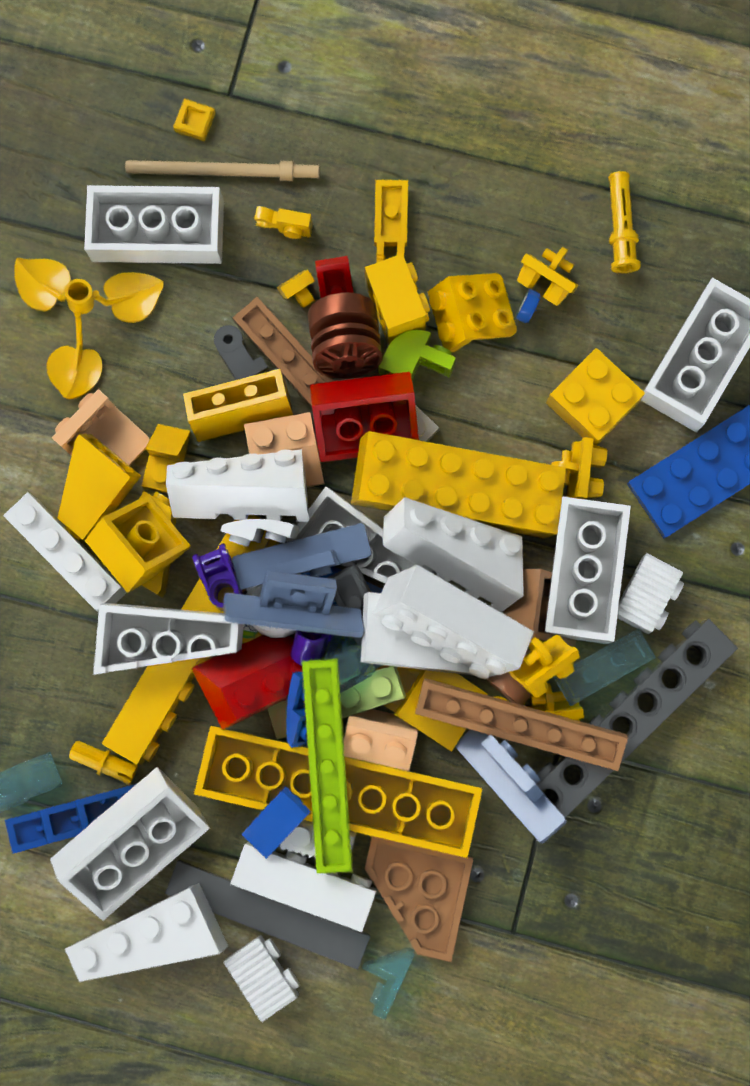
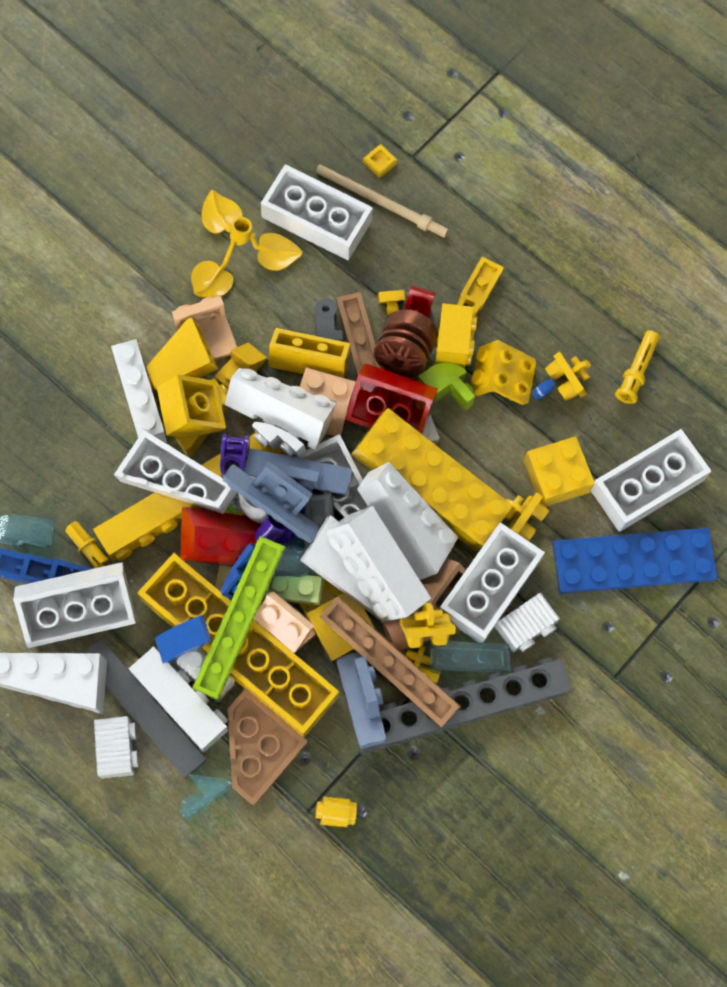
camera: 15 degrees right, 10 degrees down
(290, 223) = (408, 255): yellow plate -> none
(546, 919) = (336, 812): none -> yellow brick

